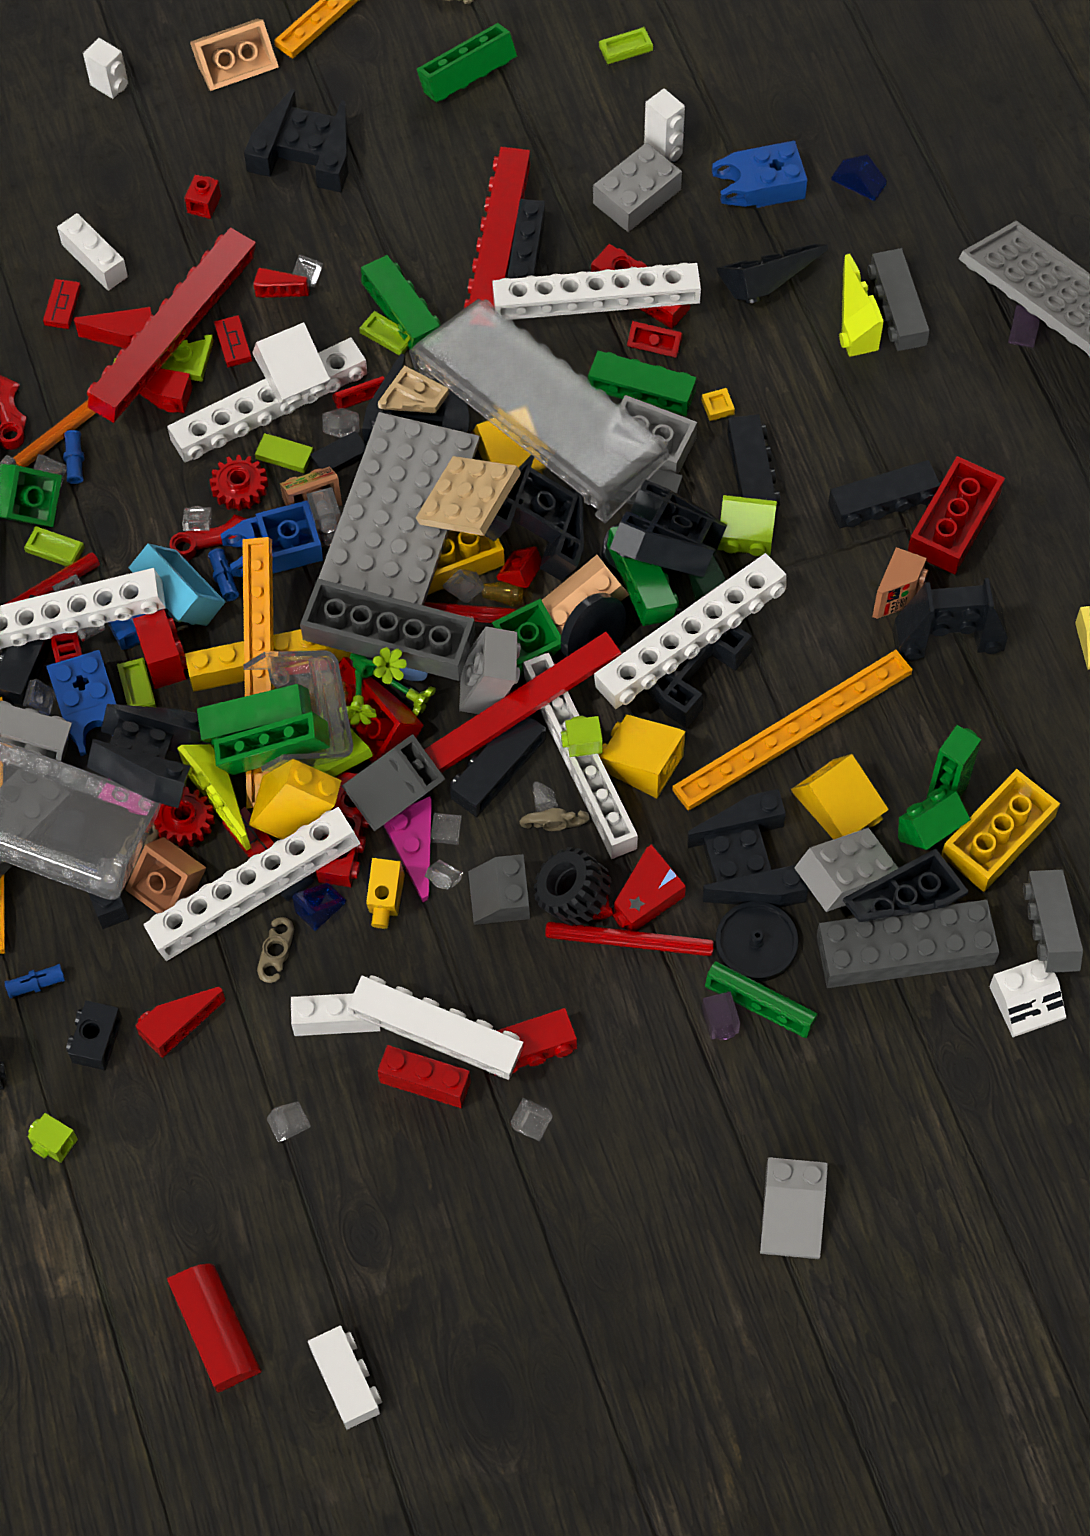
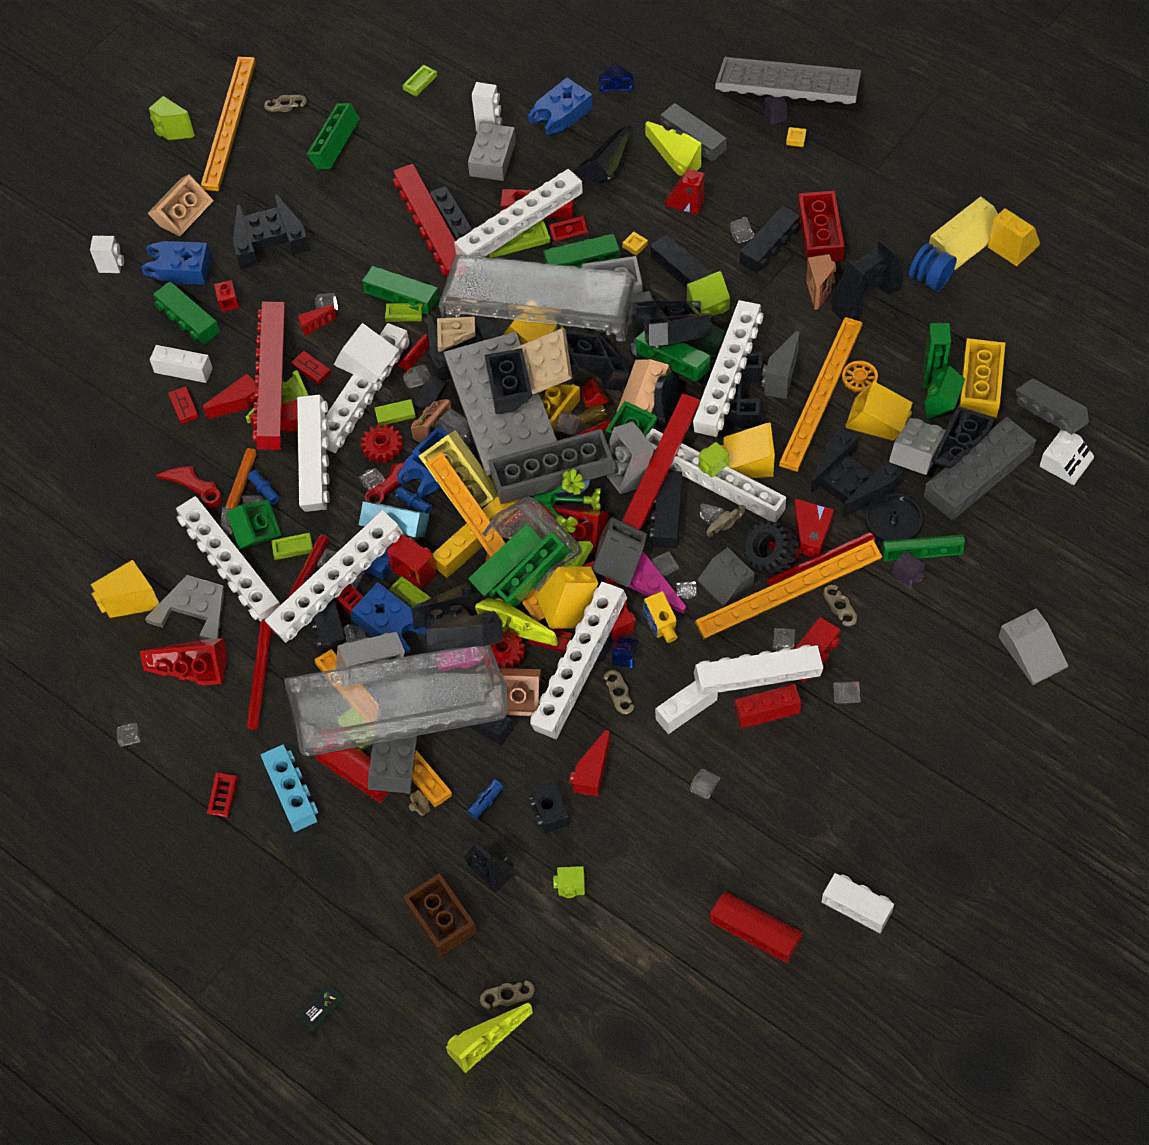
camera: 30 degrees left, 5 degrees down
(144, 192) = (186, 313): none -> green brick
(148, 448) = (312, 453): none -> white brick
(181, 124) = (179, 262): none -> blue brick
(292, 568) = (465, 466): none -> light yellow slope
(411, 492) = (508, 380): none -> black slope
(508, 1007) = (783, 638): none -> clear plate
(561, 950) = (788, 589): none -> light orange plate
(601, 325) = (532, 237): none -> lime wing
(611, 1020) = (832, 599): none -> dark tan piece
(765, 668) = (780, 368): none -> dark grey slope
(827, 377) = (688, 192): none -> red slope
(858, 735) = (859, 375): none -> light orange wheel
(860, 462) = (741, 230): none -> clear slope
(1023, 378) = (796, 137): none -> yellow plate
(1052, 649) = (932, 267): none -> blue wheel

